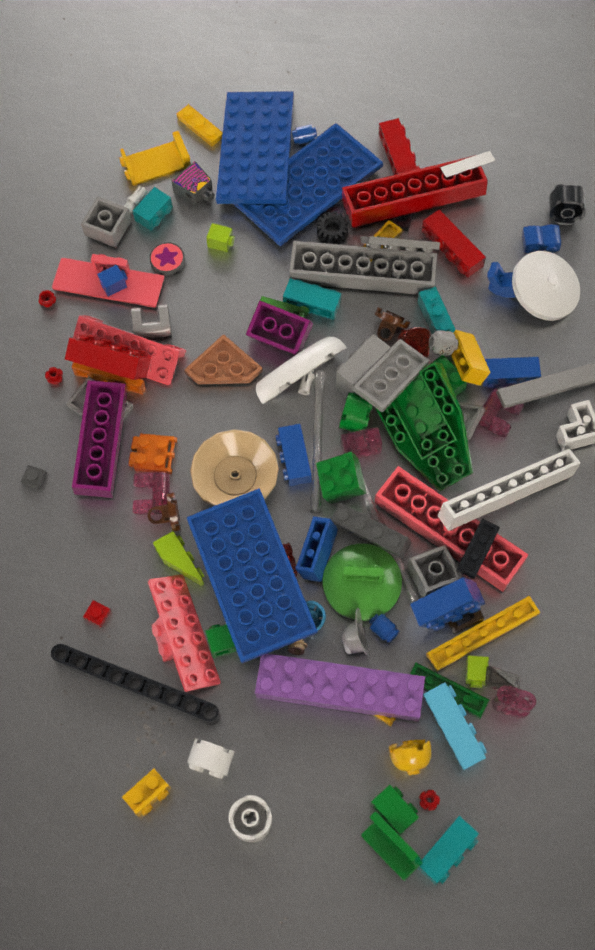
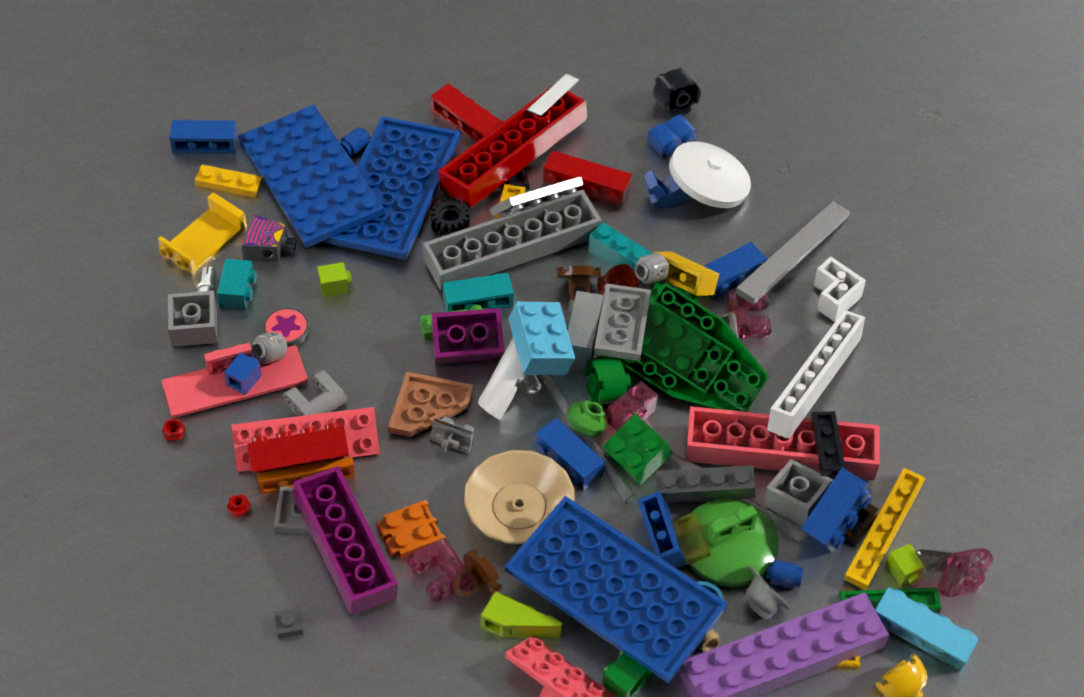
camera: 35 degrees left, 15 degrees down
(141, 269) = (269, 347): none -> light grey head
(202, 82) = (203, 136): none -> blue brick
(222, 400) = (452, 435): none -> light grey hips
(319, 438) = (586, 422): none -> bright green piece
(320, 359) = (541, 338): none -> medium azure brick
(333, 565) = (691, 538): none -> clear yellow tile

